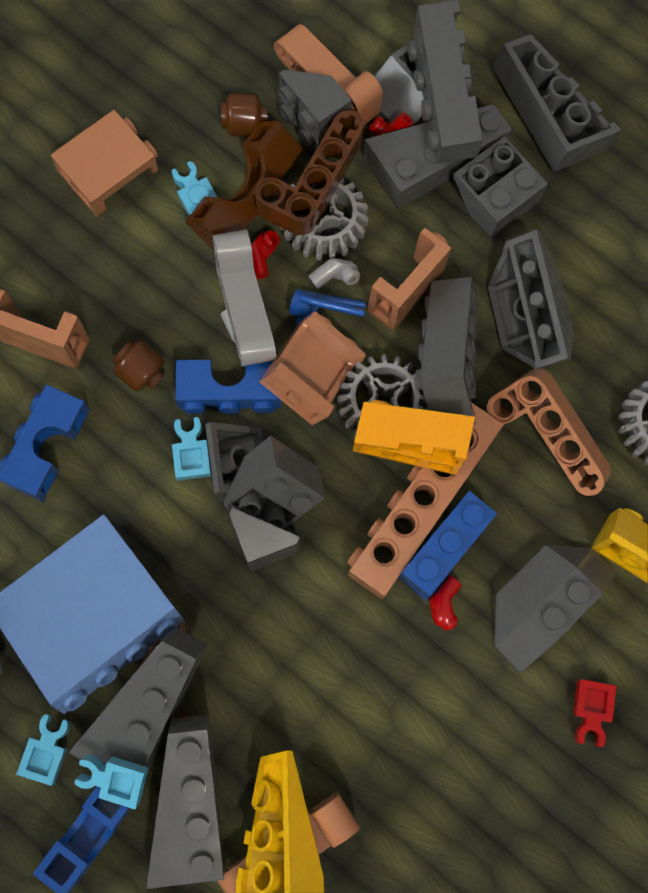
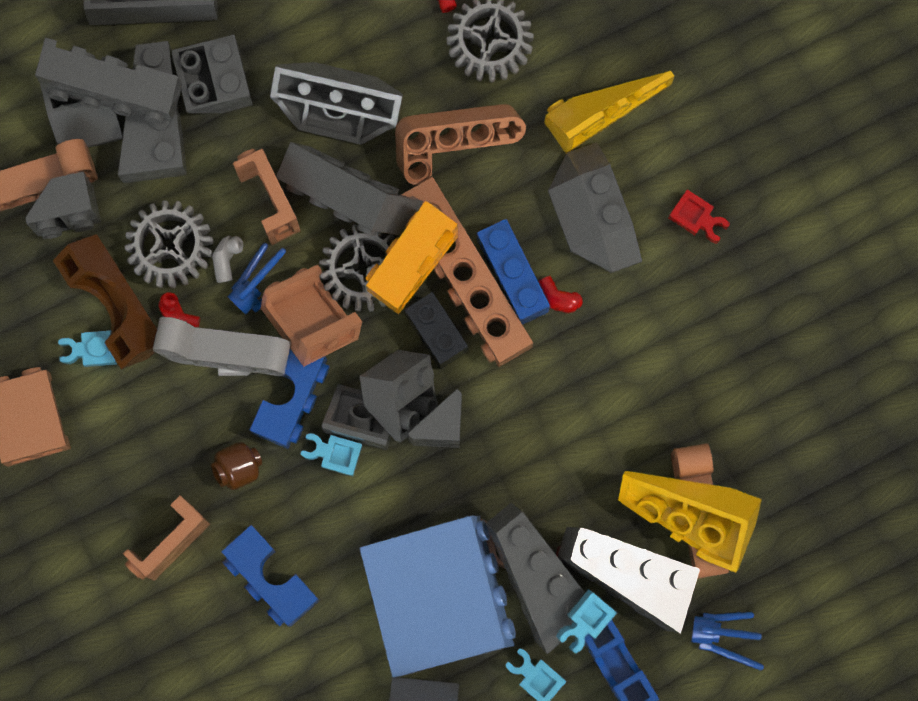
camera: 60 degrees left, 5 degrees up
(242, 114) = (36, 273): reddish brown head -> none
(318, 171) = (133, 229): reddish brown beam -> none
(354, 496) = (436, 330): none -> black brick
(380, 127) = (111, 149): red arm -> none

